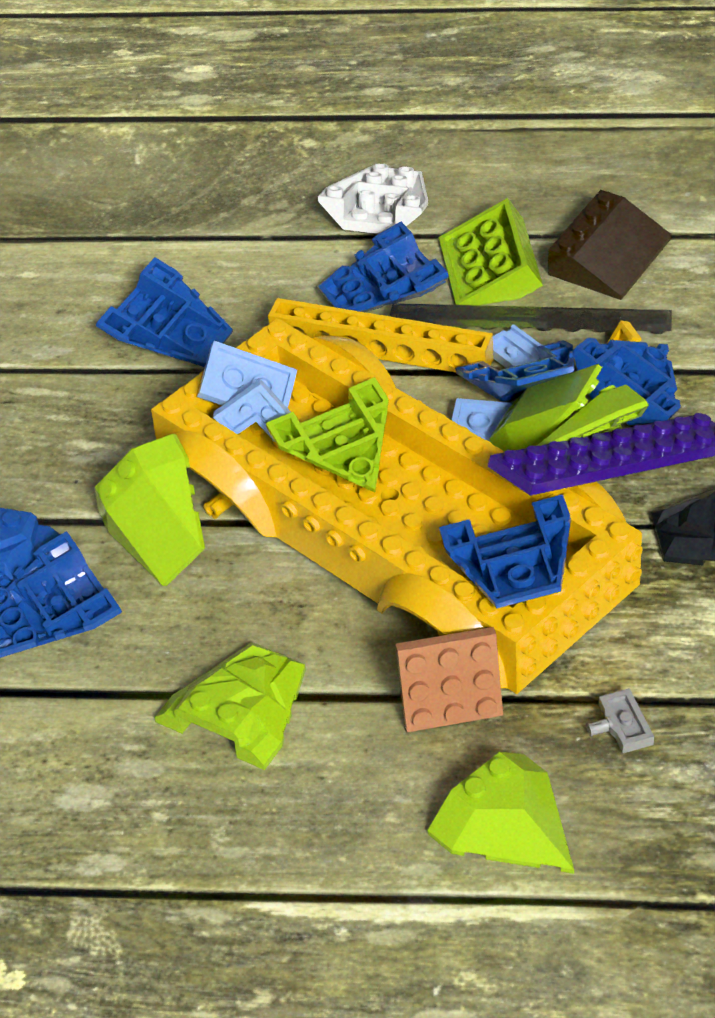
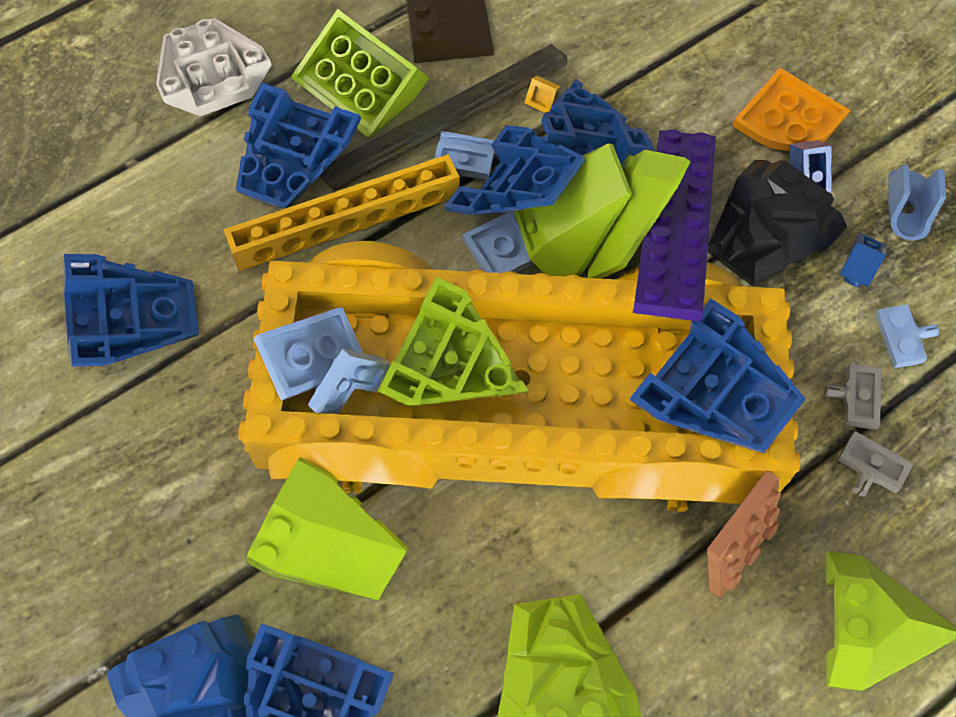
camera: 45 degrees left, 20 degrees up
(664, 673) = (860, 396): none -> light grey plate

